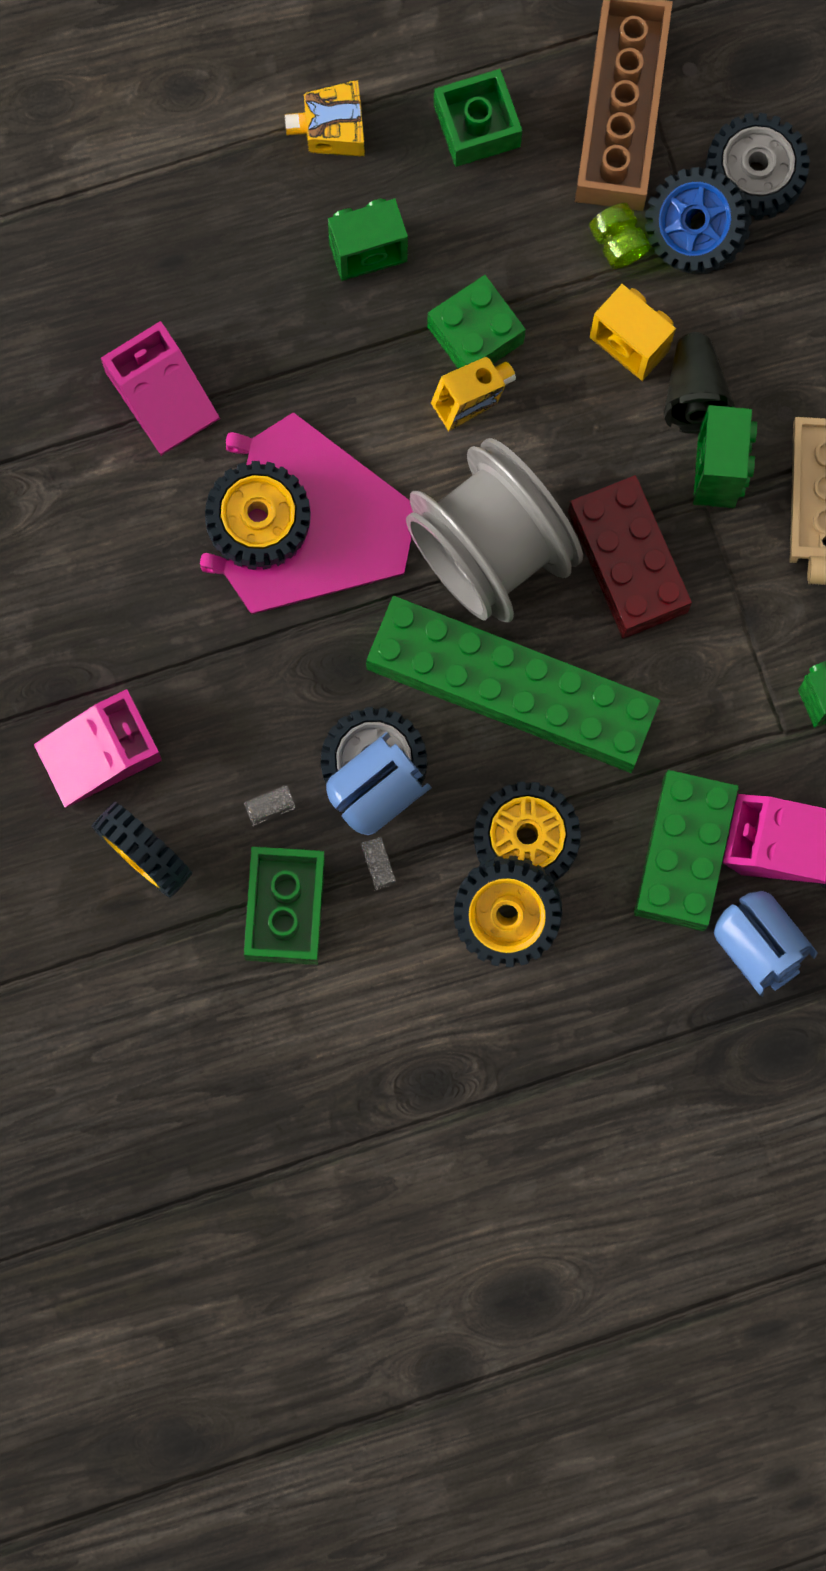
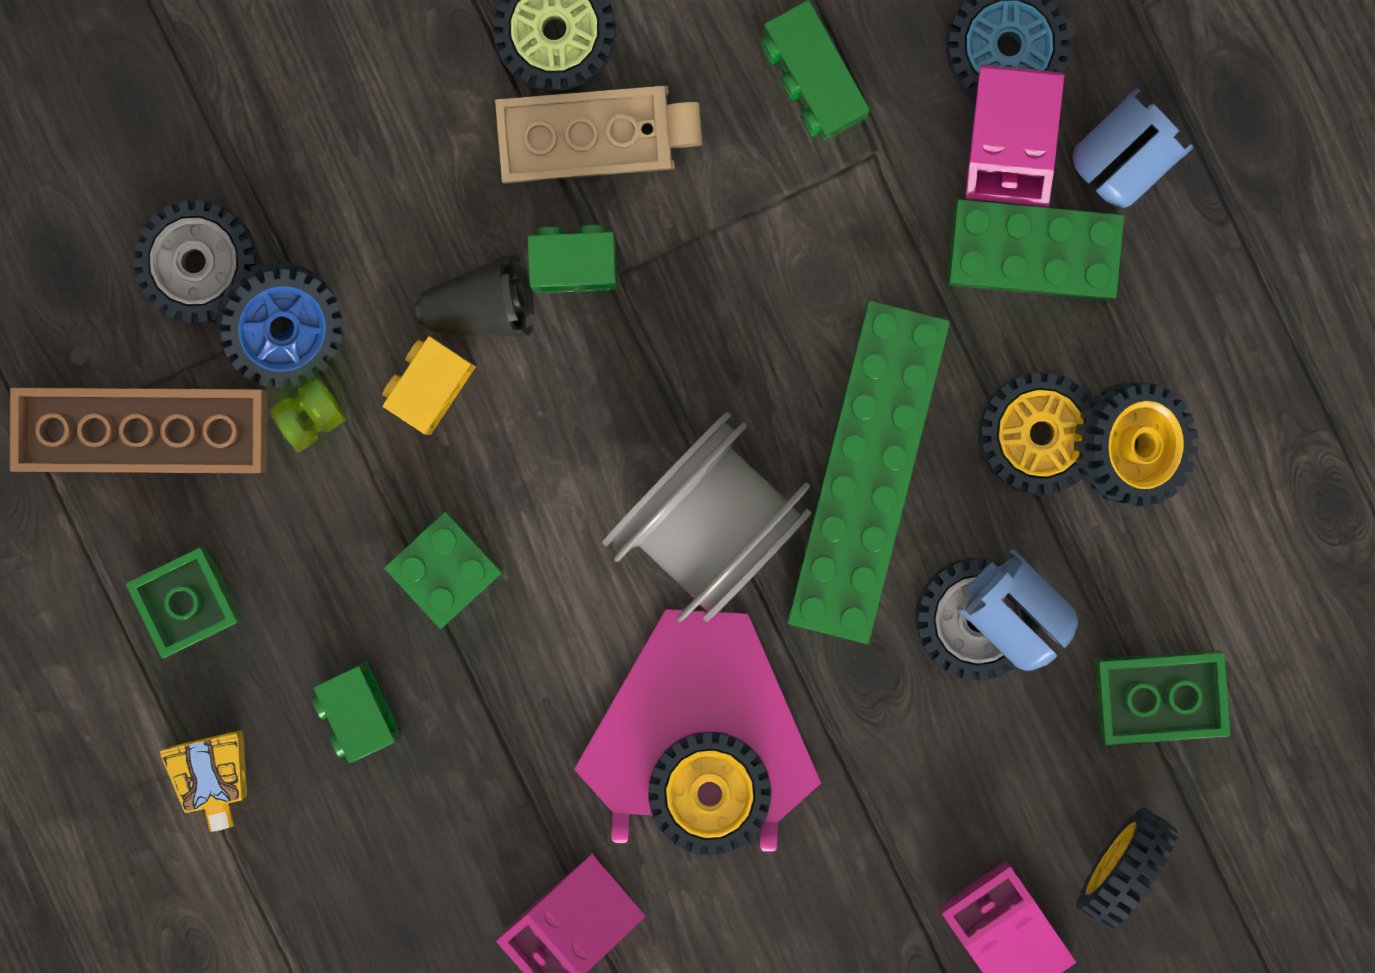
camera: 90 degrees left, 10 degrees up
(268, 804) = (1042, 730): clear piece -> none
(378, 863) = (1095, 596): clear piece -> none
(470, 391) = (534, 575): yellow torso -> none
(629, 556) = (698, 355): dark red brick -> none

